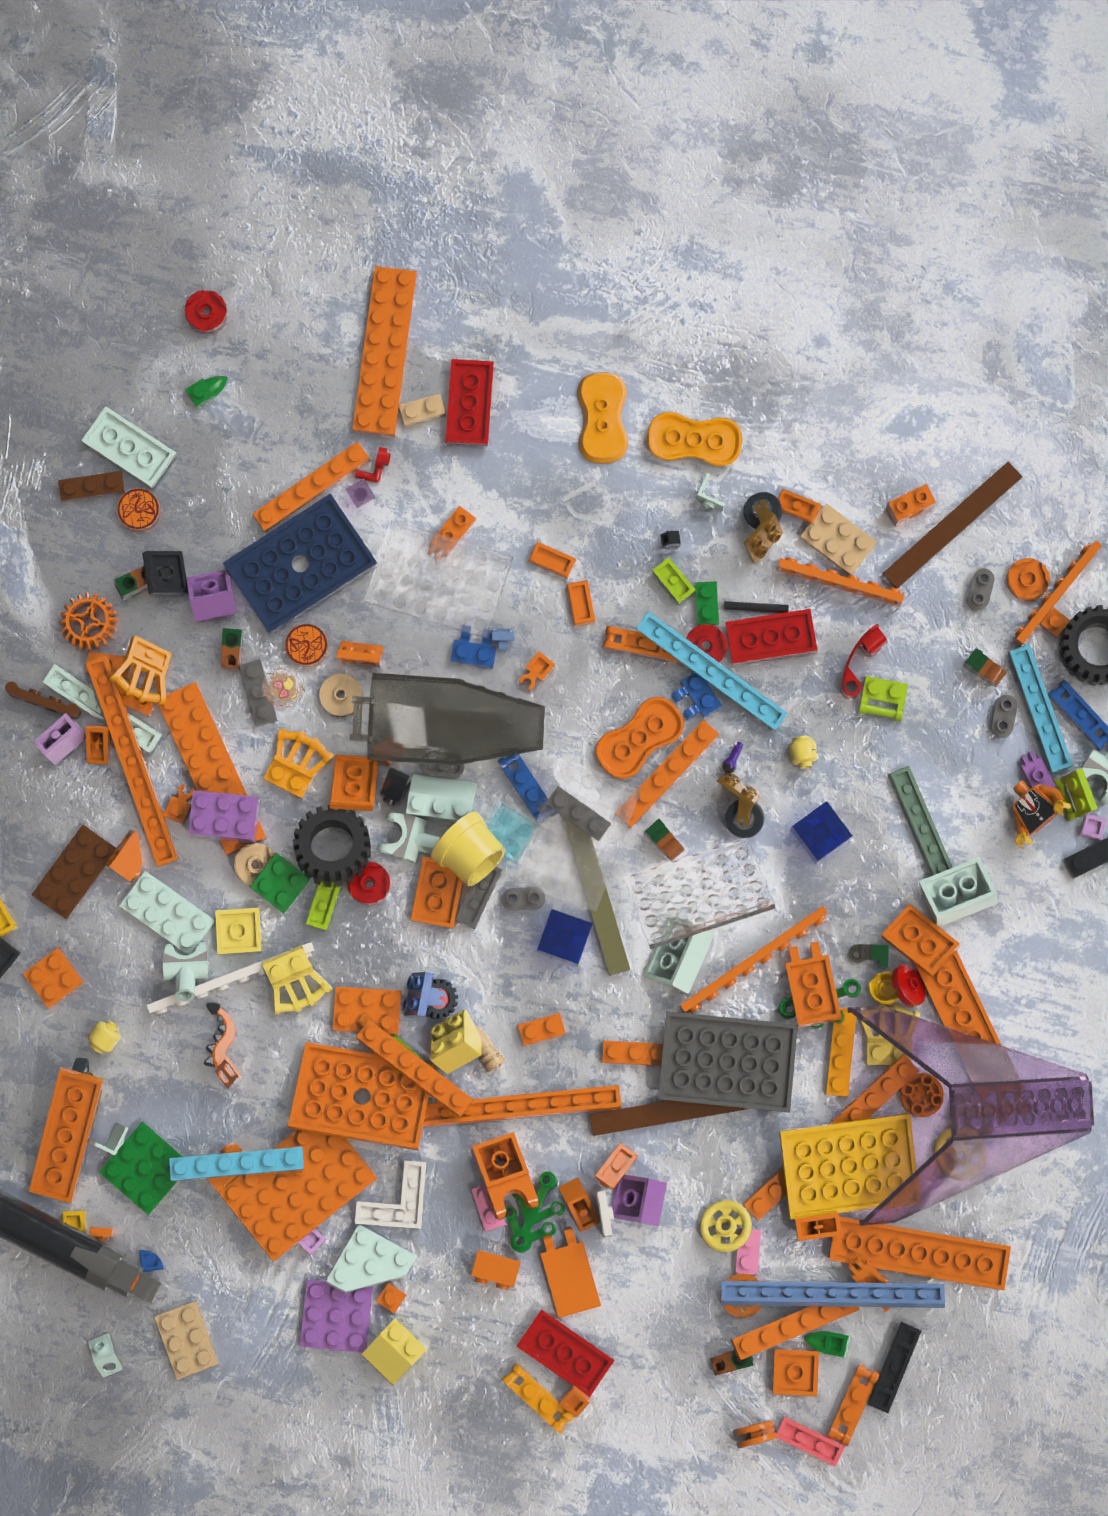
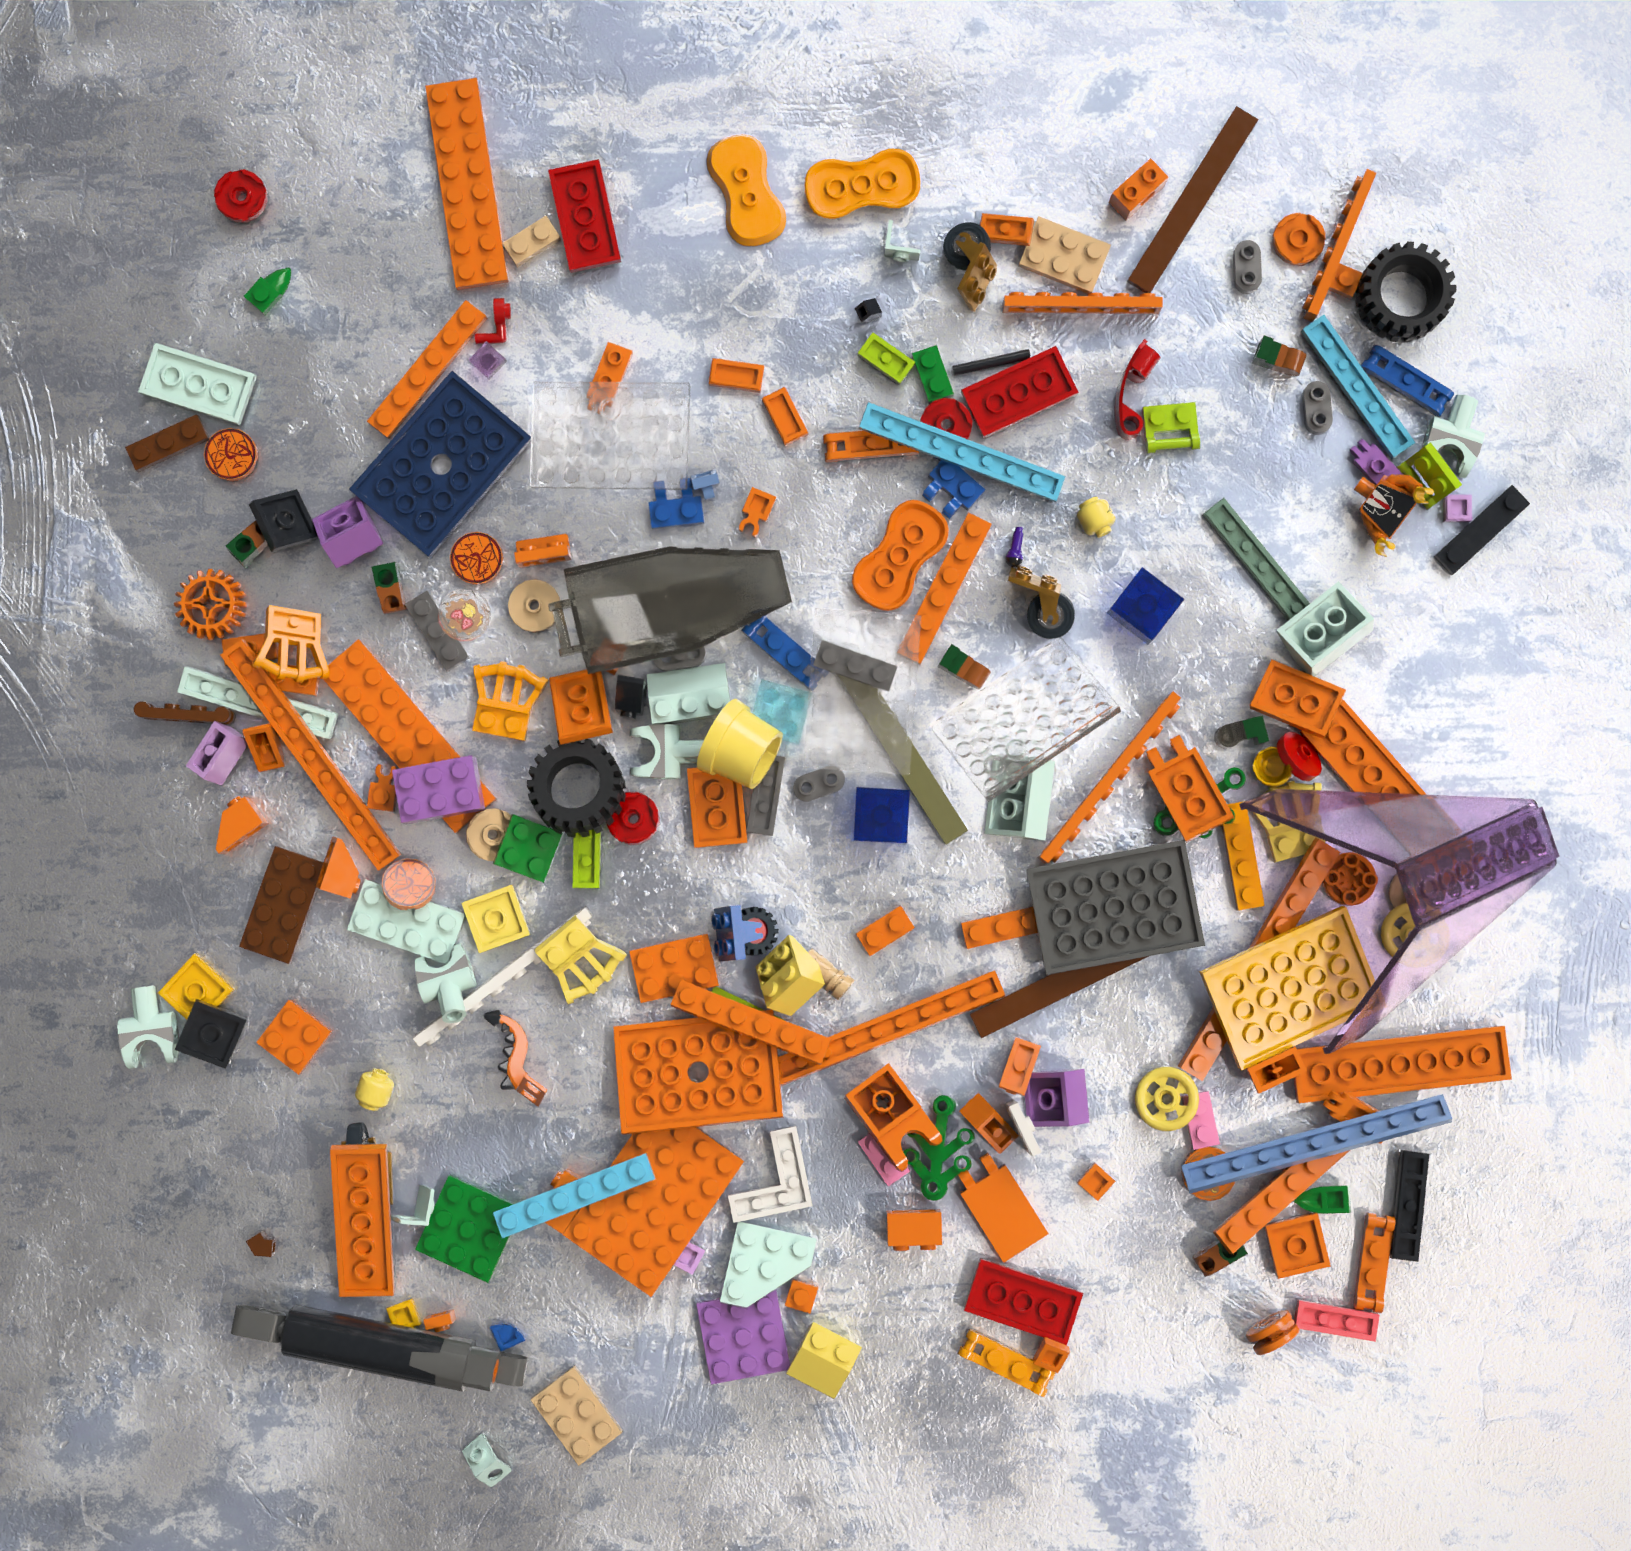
camera: 15 degrees left, 5 degrees up
(59, 799) = (238, 824): none -> orange slope
(178, 884) = (408, 884): none -> tile
(650, 1275) = (1096, 1181): none -> orange plate

